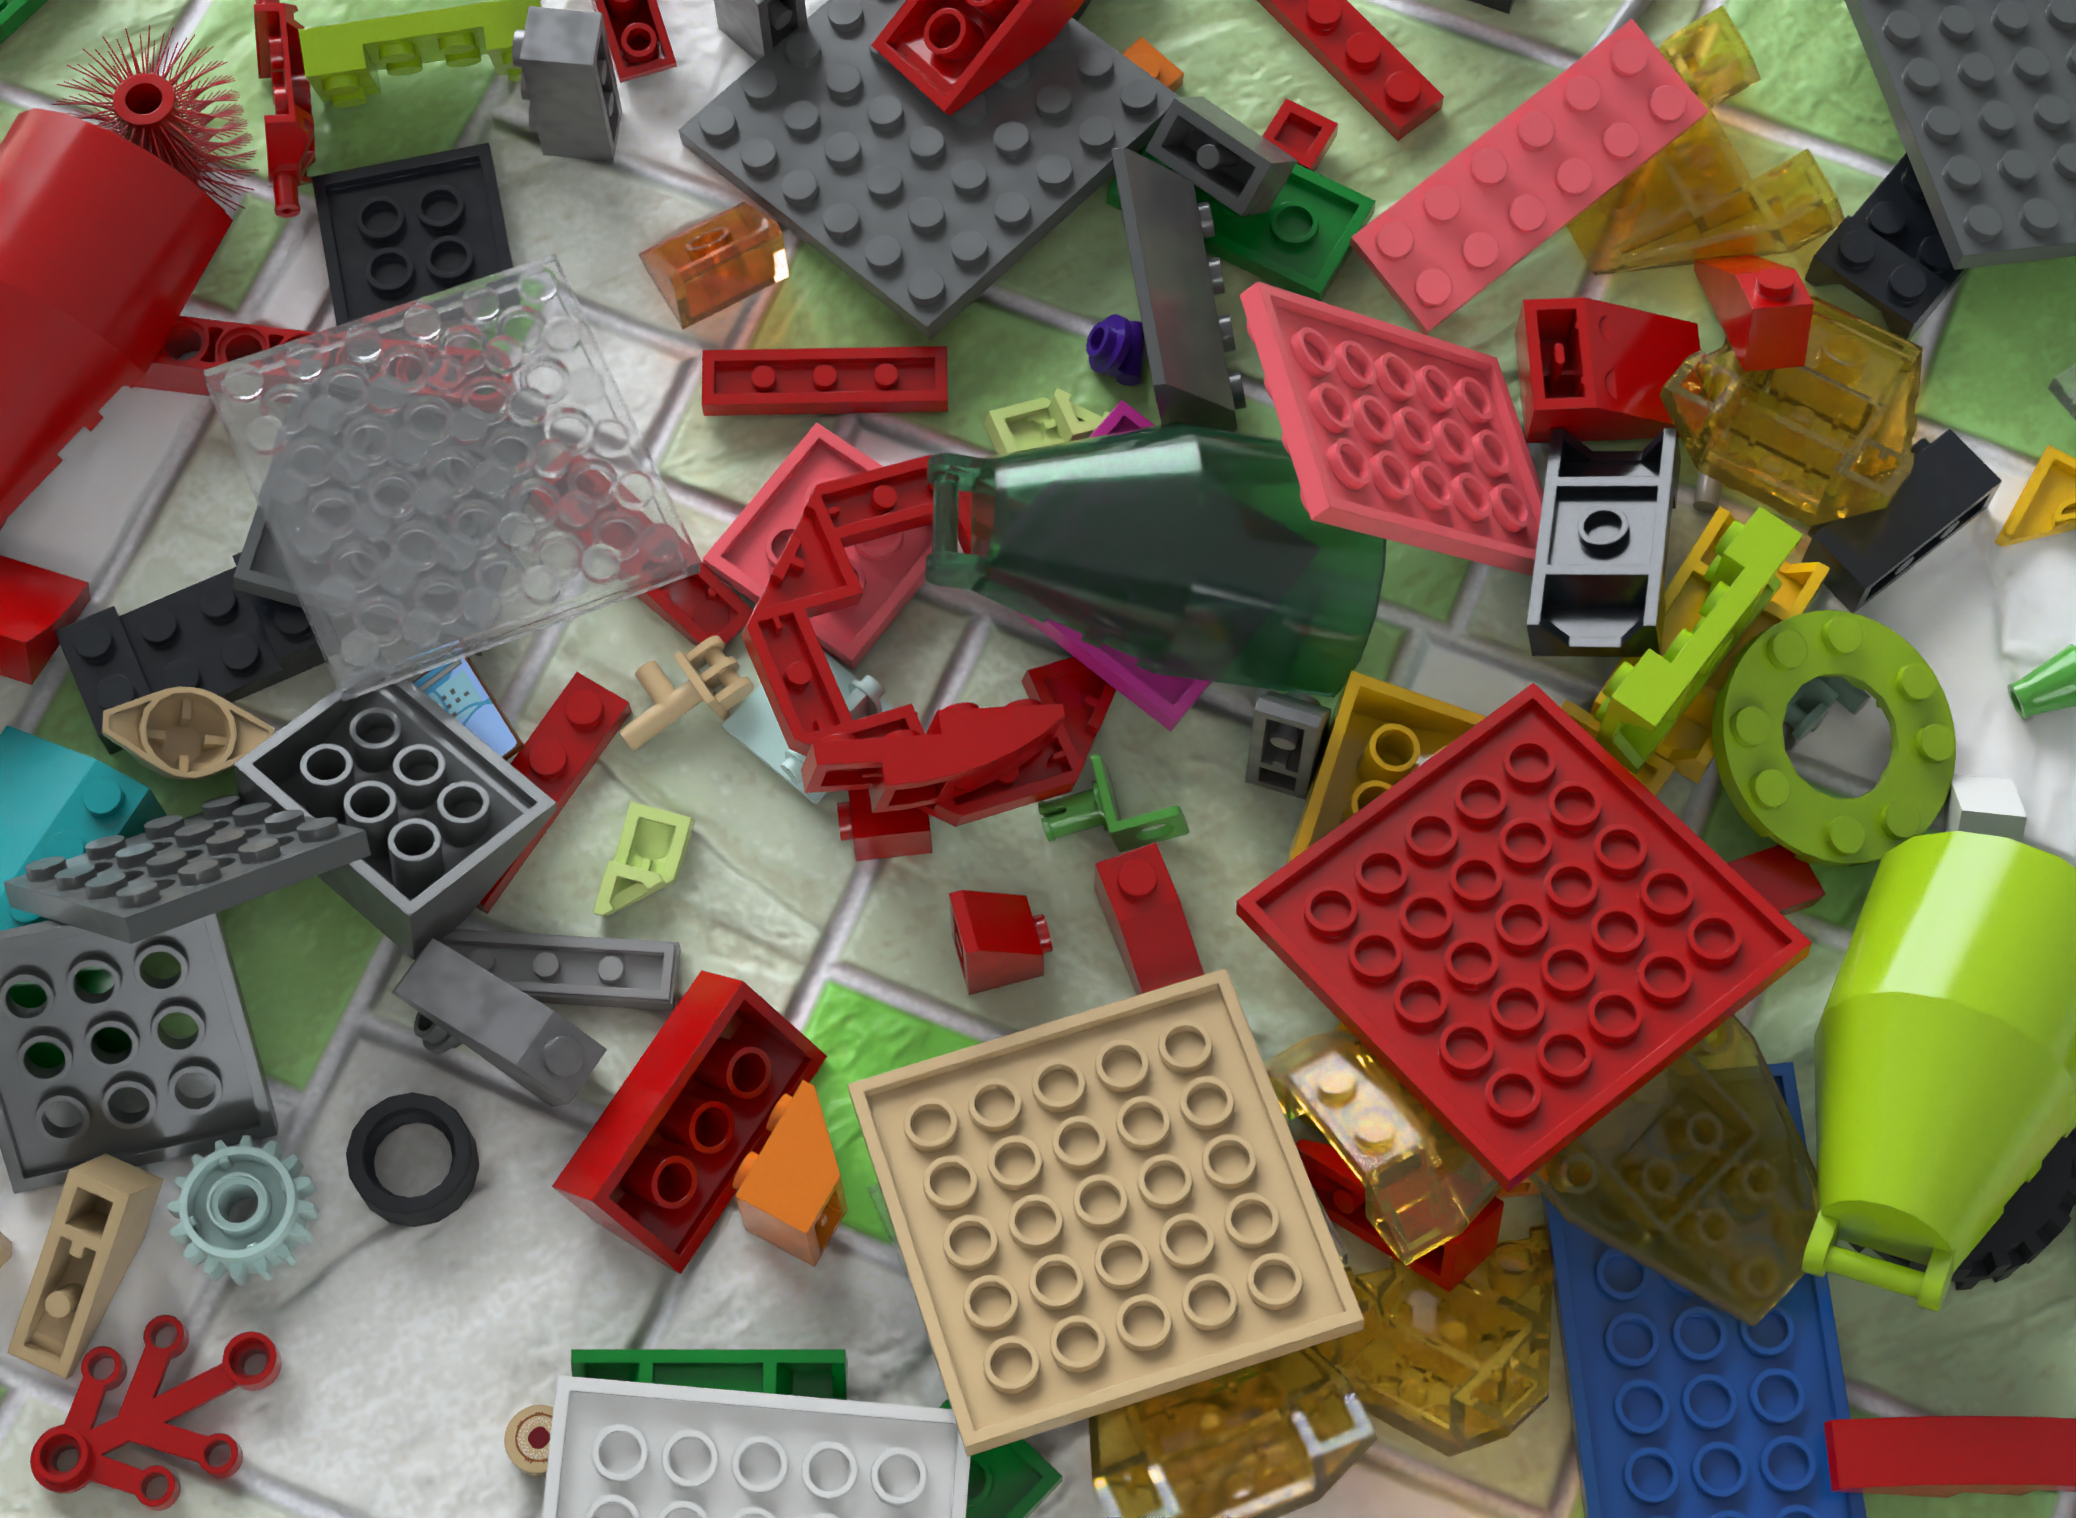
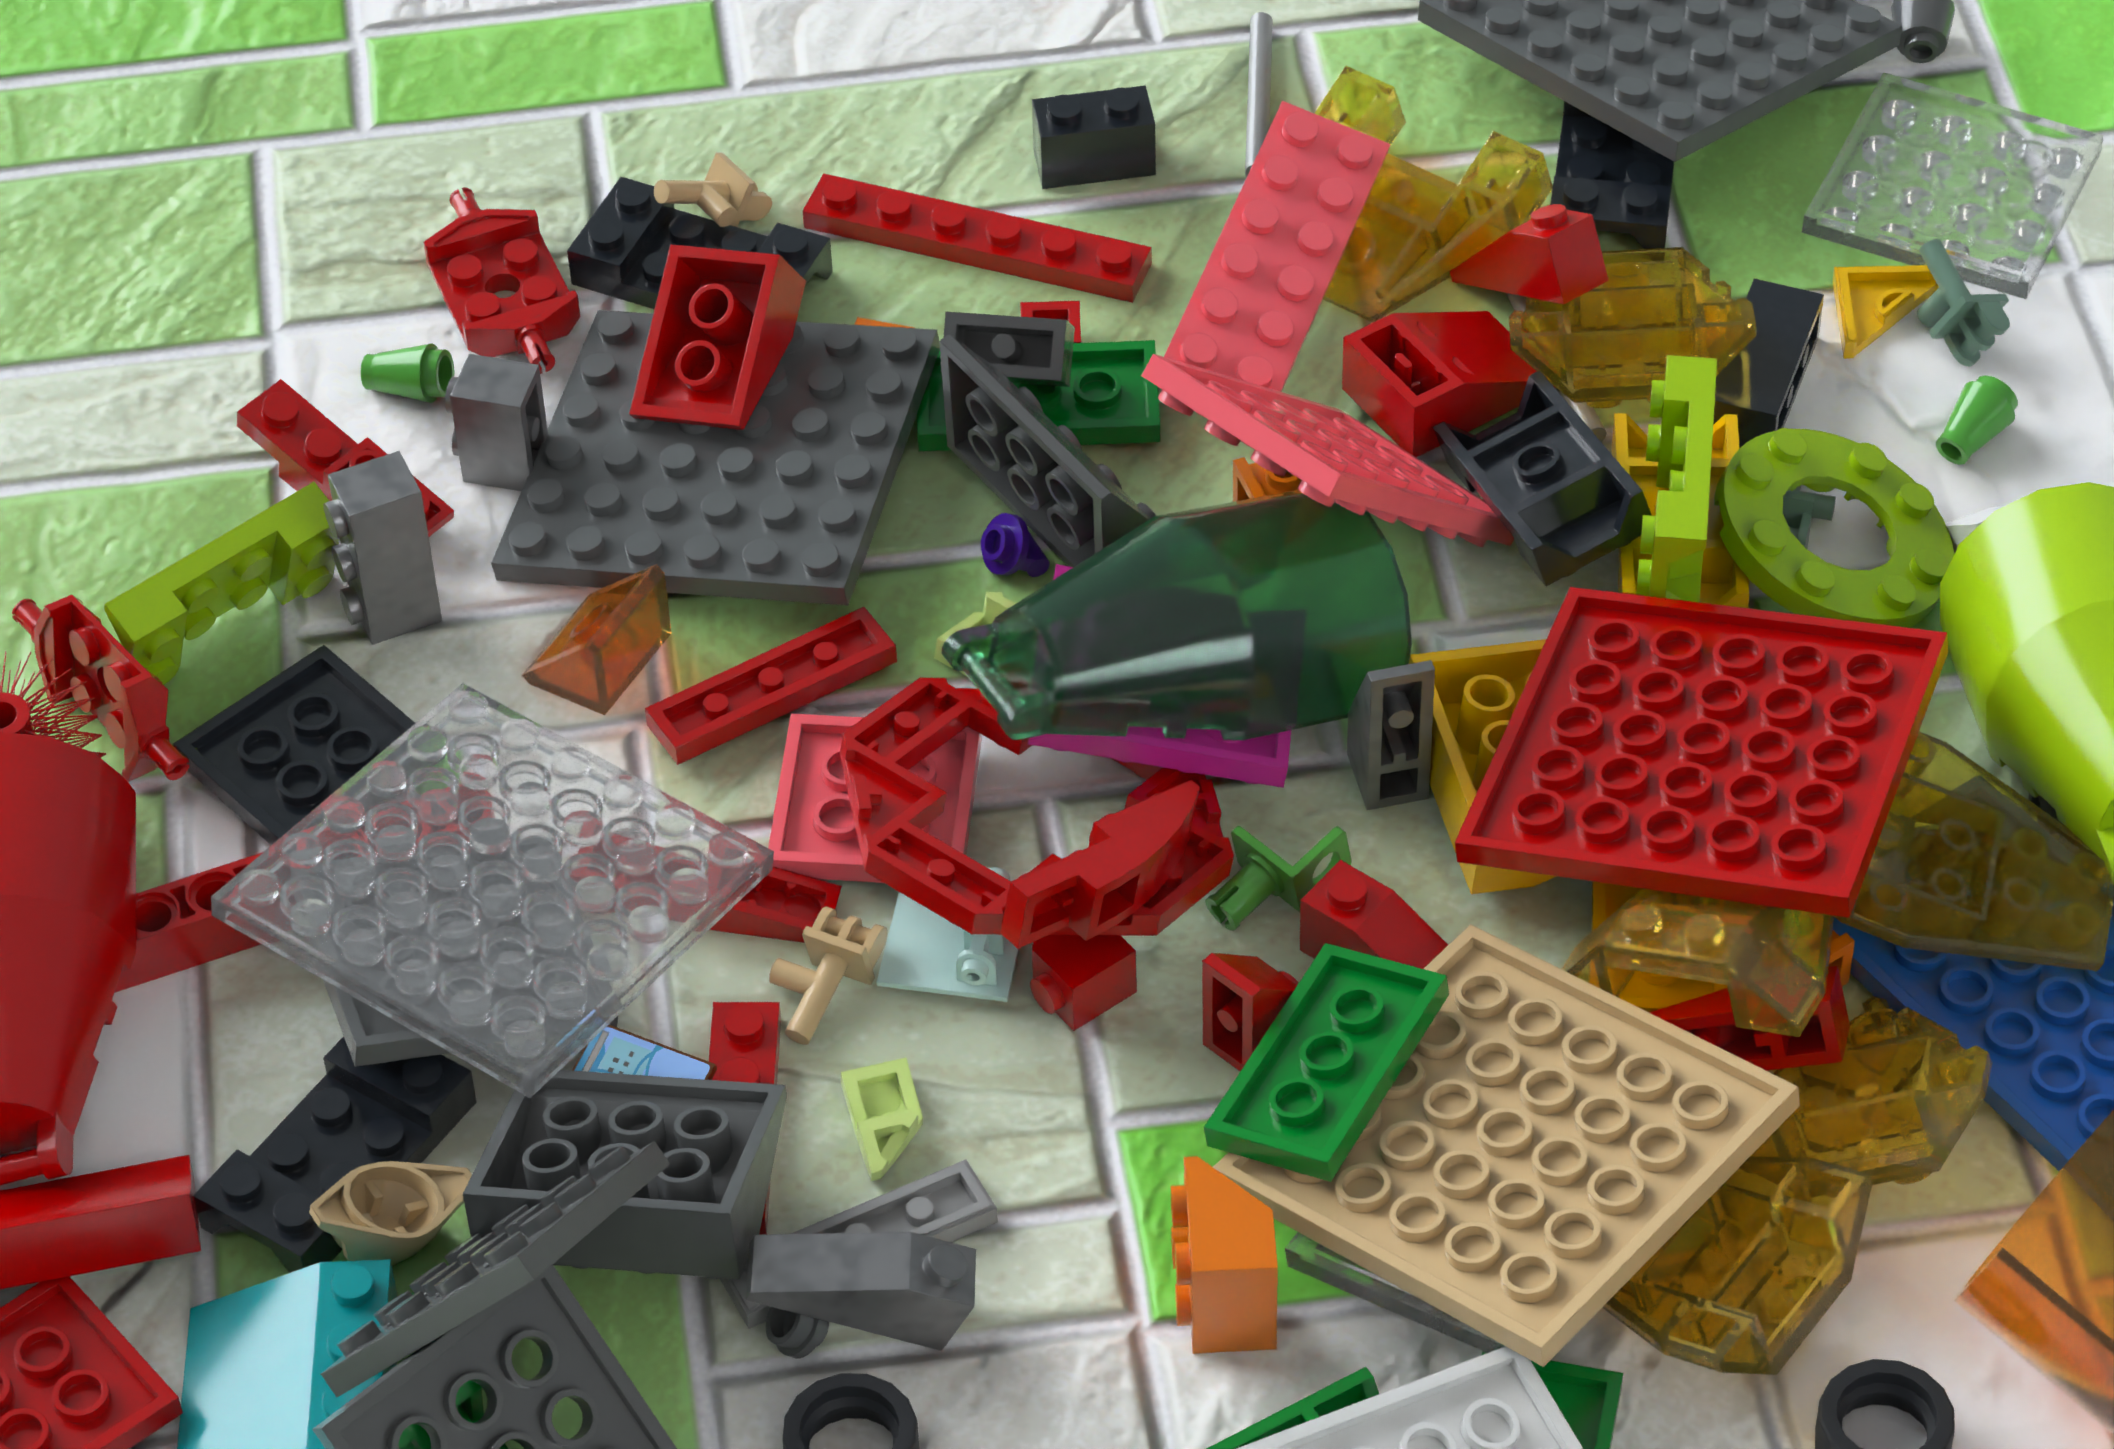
camera: 30 degrees left, 20 degrees down
(687, 1118) = (1083, 1281): red slope -> none
(1003, 1042) = (1327, 1062): none -> green plate

